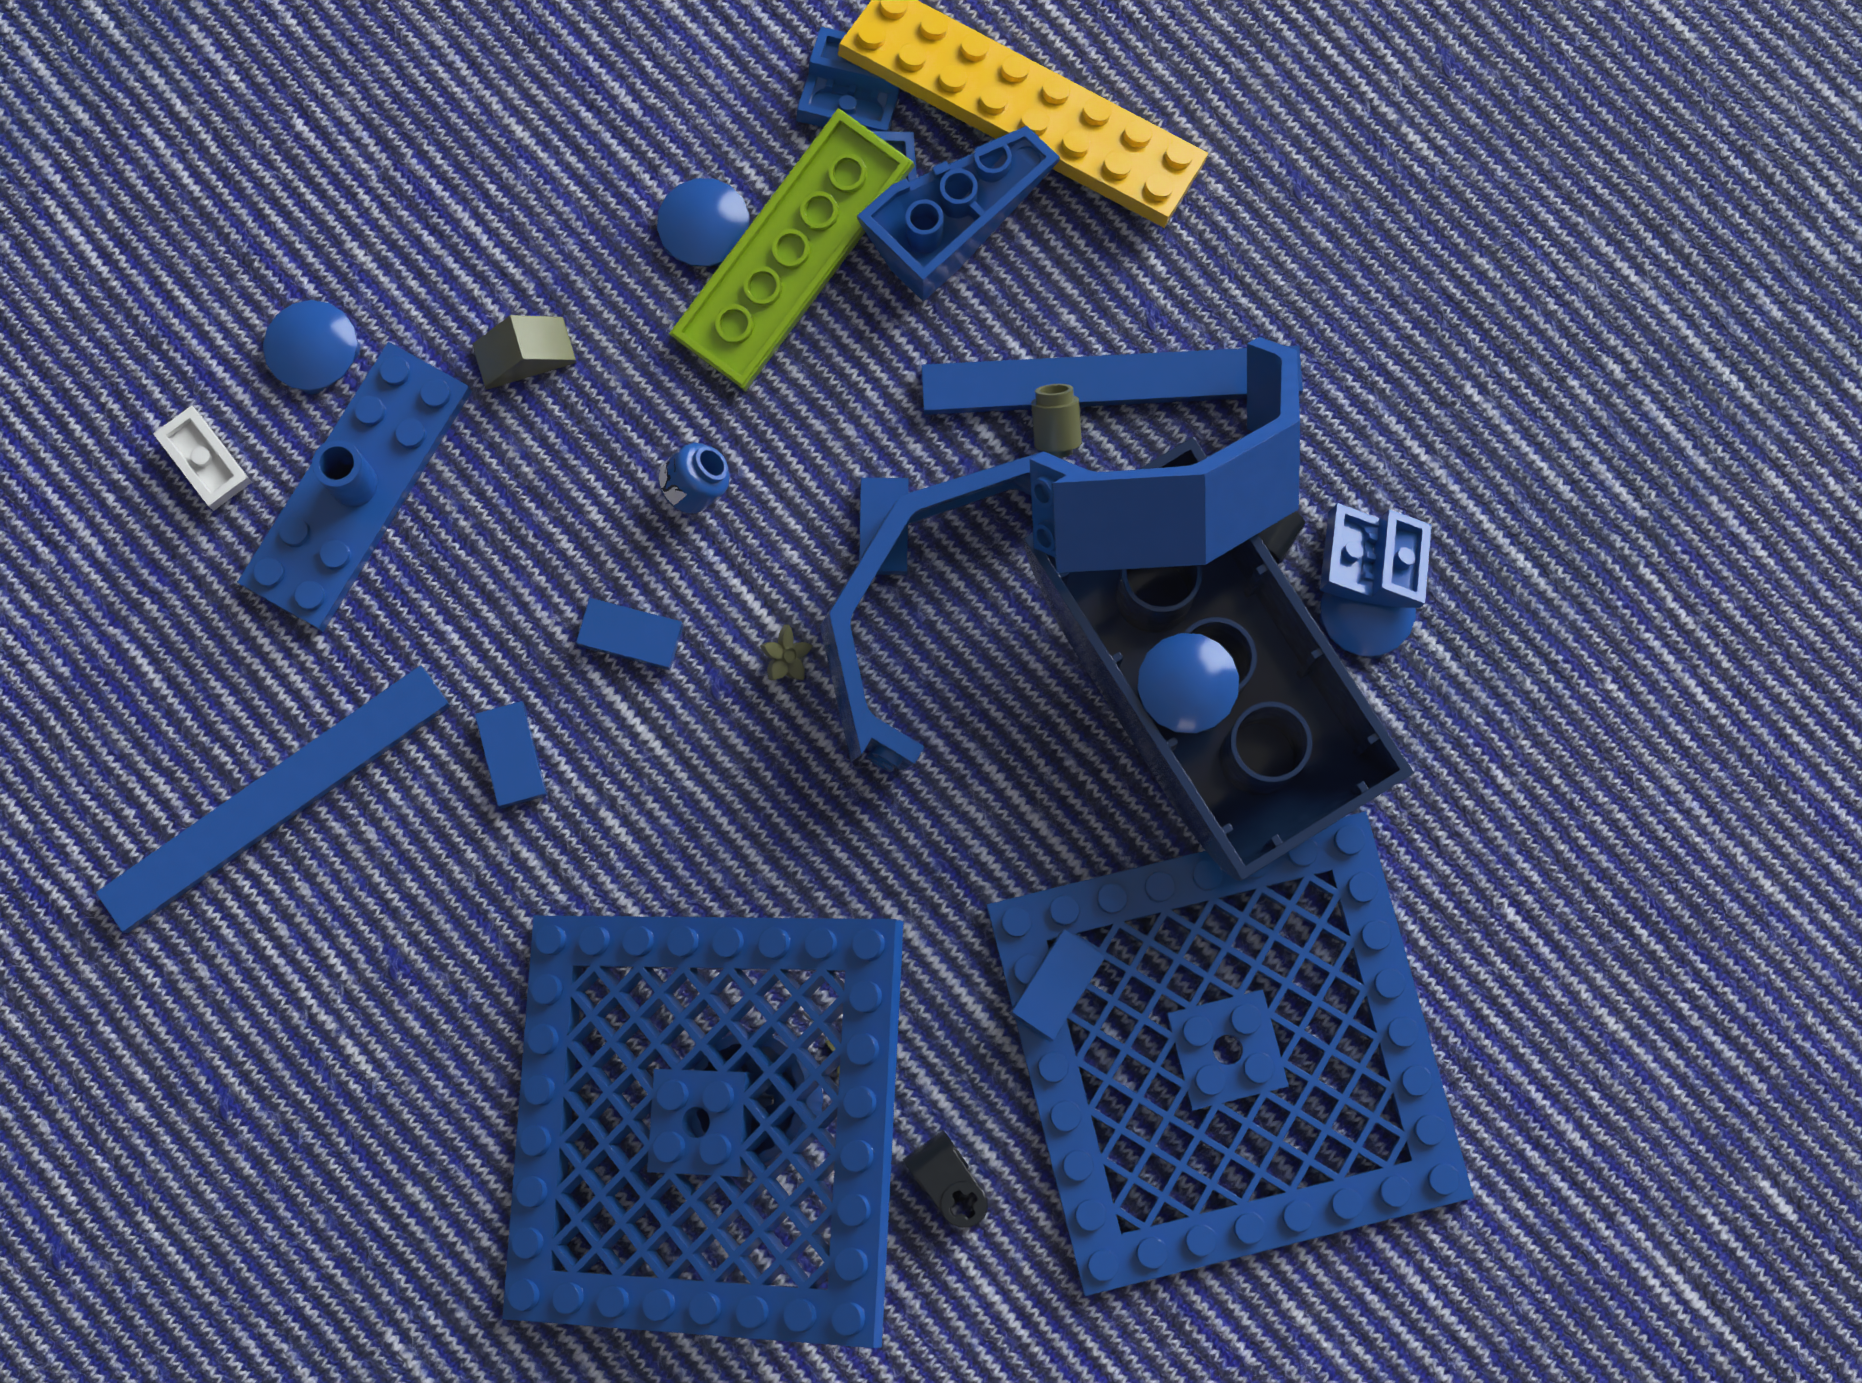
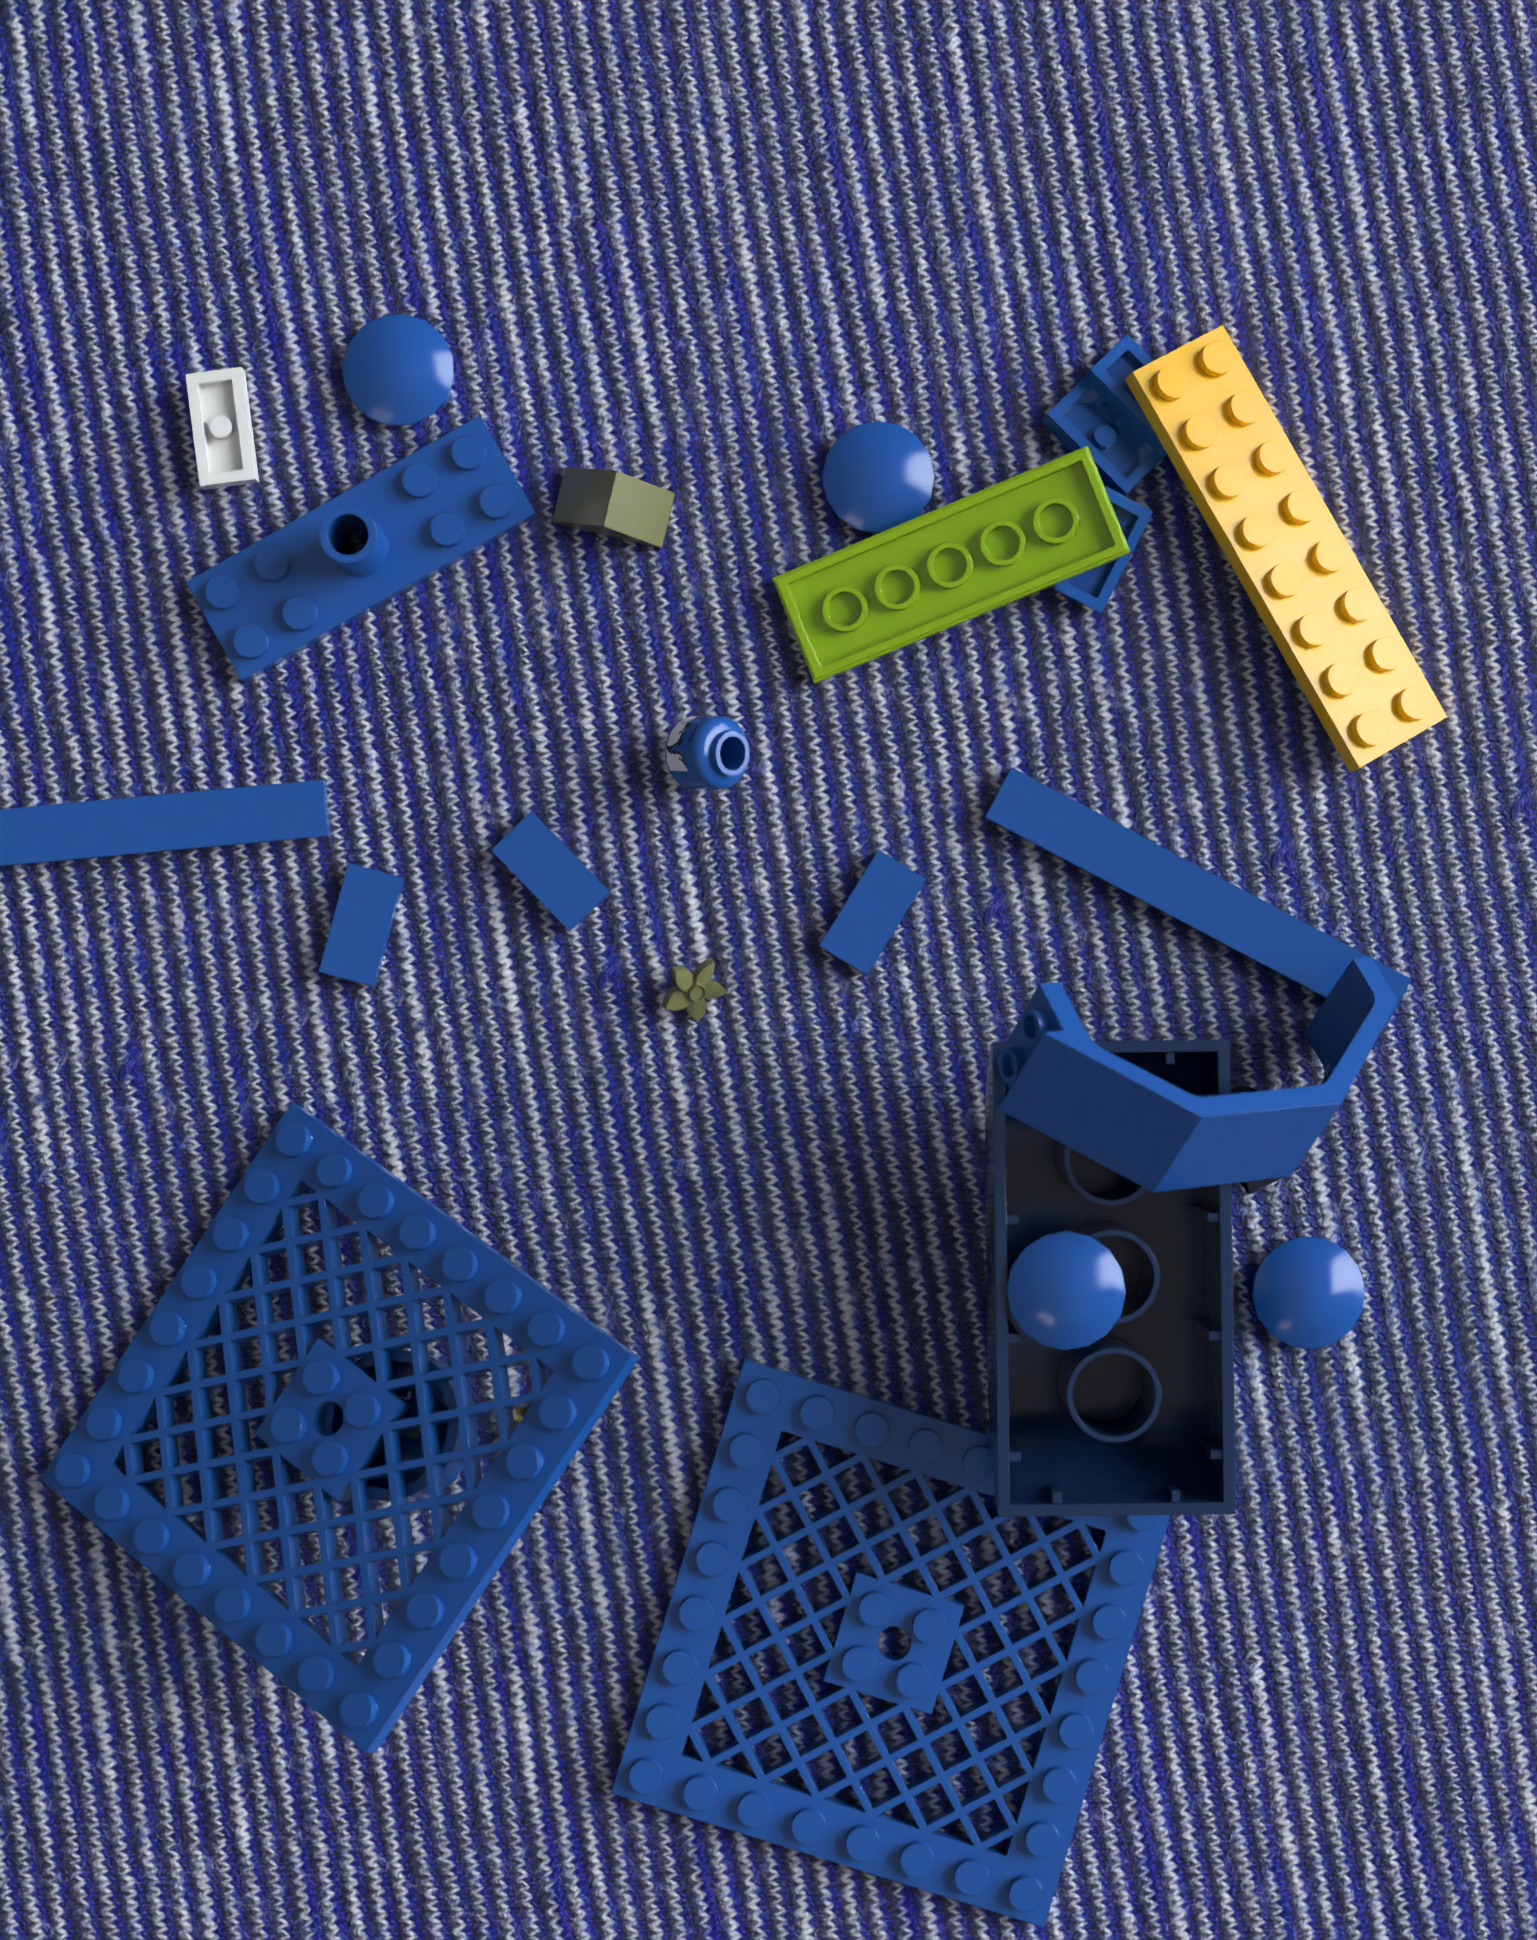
camera: 30 degrees right, 10 degrees up
(861, 728) = (825, 960): blue panel -> none
(942, 1174) = (544, 1598): black piece -> none
(943, 217) = (1127, 626): blue wedge -> none
(1056, 420) = (1112, 912): olive brick -> none
(1057, 985) = (763, 1485): blue tile -> none
(1376, 557) = (1348, 1247): blue slope -> none

